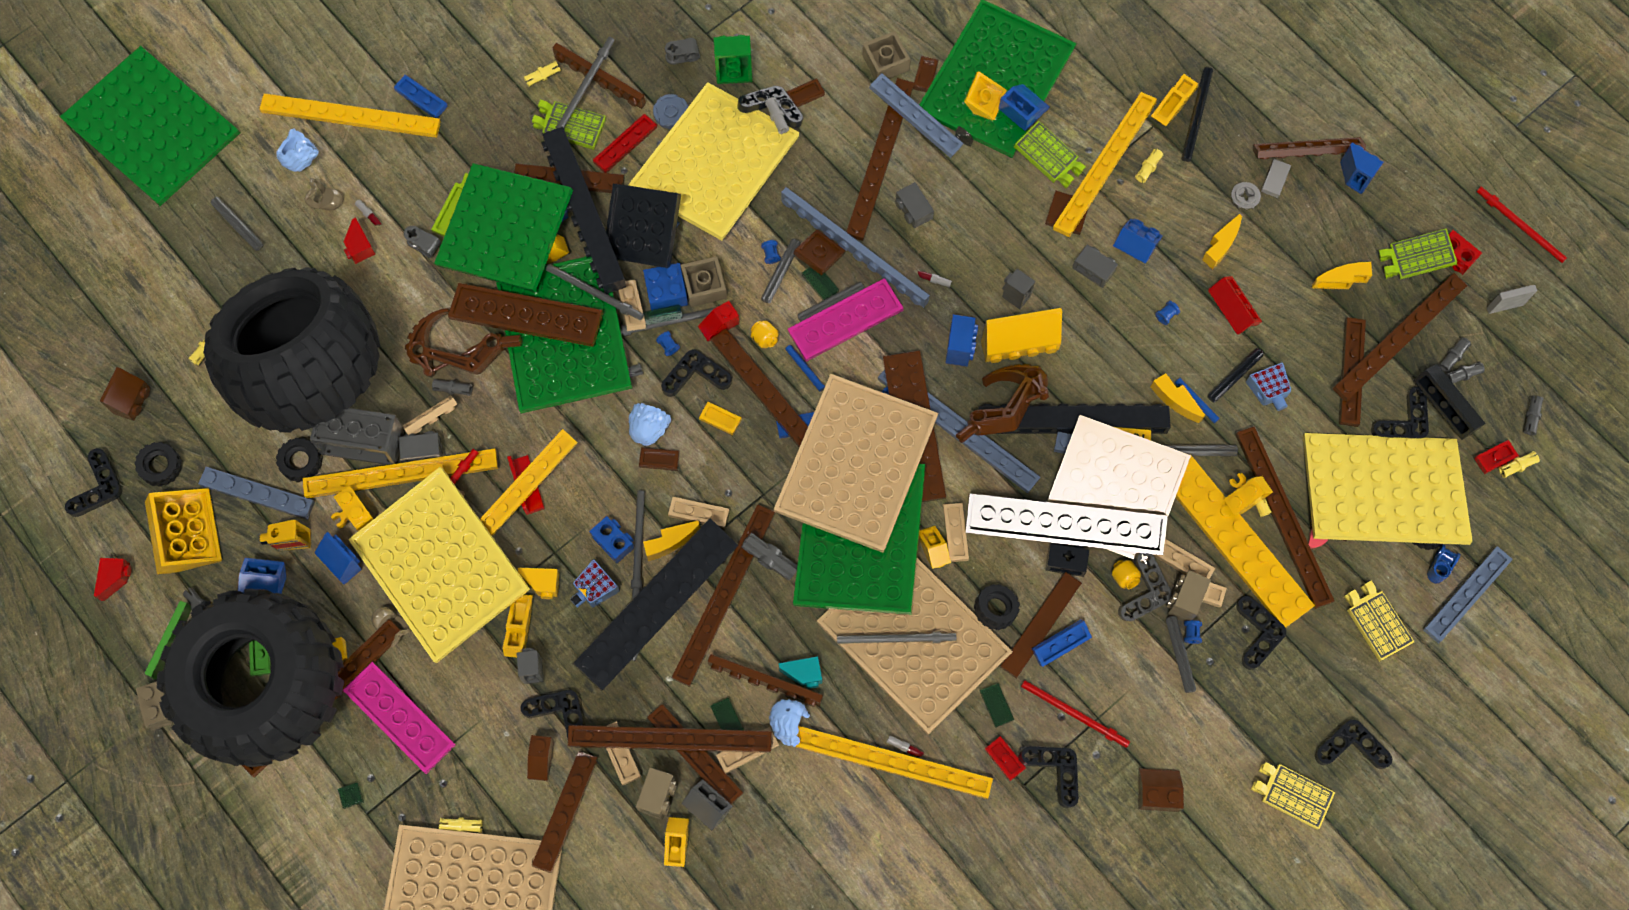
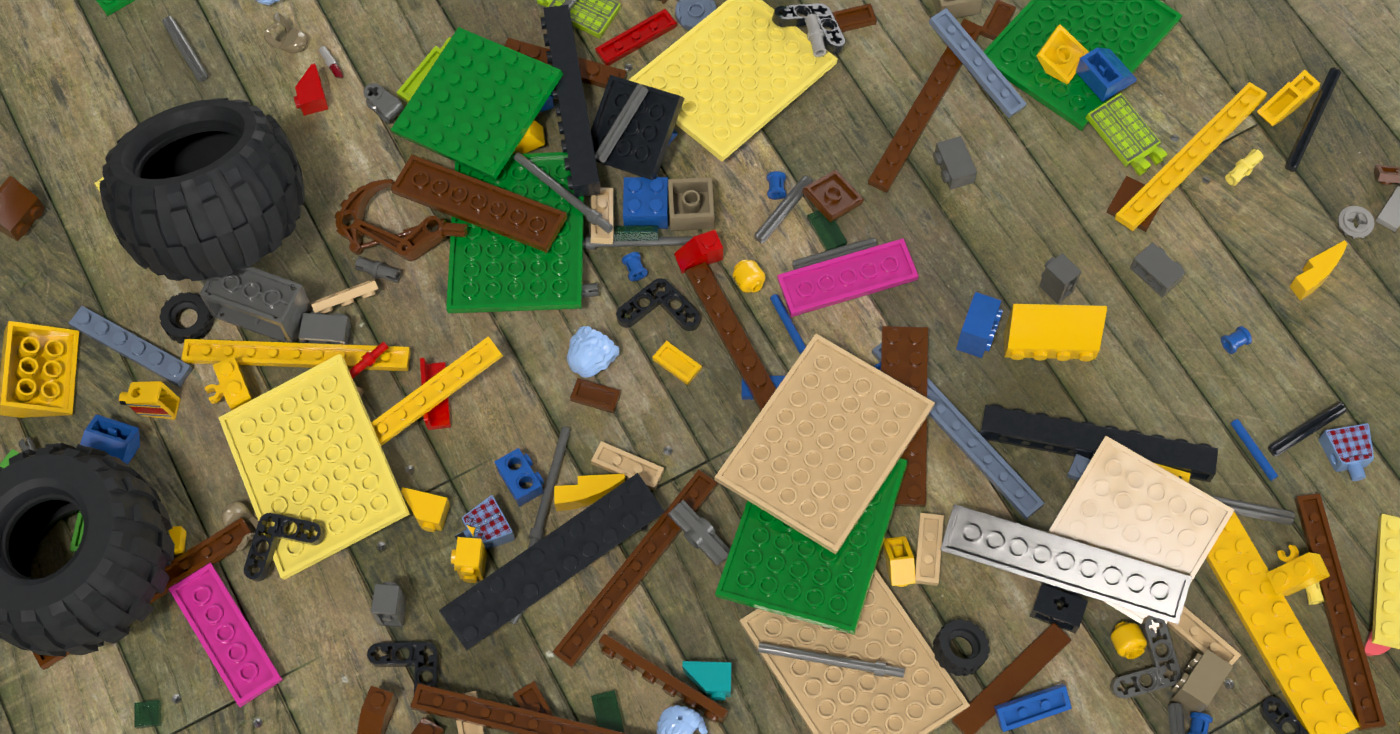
camera: 15 degrees right, 5 degrees down
(149, 452) = (19, 281): black tyre -> none
(338, 558) = (201, 436): blue slope -> none
(422, 625) = (277, 531): none -> black beam
(517, 626) = (387, 554): yellow slope -> none
(587, 616) = (469, 559): none -> yellow brick
(631, 223) = (621, 123): none -> dark grey axle
(858, 250) = (879, 202): sand blue plate -> none
(934, 278) = (963, 250): light grey piece -> none
(964, 136) = (1029, 96): clear smoke tile -> none
(1032, 384) = (1054, 392): reddish brown piece -> none
(1138, 240) = (1215, 249): blue slope -> none
(1177, 398) = (1230, 442): yellow slope -> none
(1214, 595) = (1234, 687): tan plate -> none
(1234, 304) = (1320, 345): red panel -> none

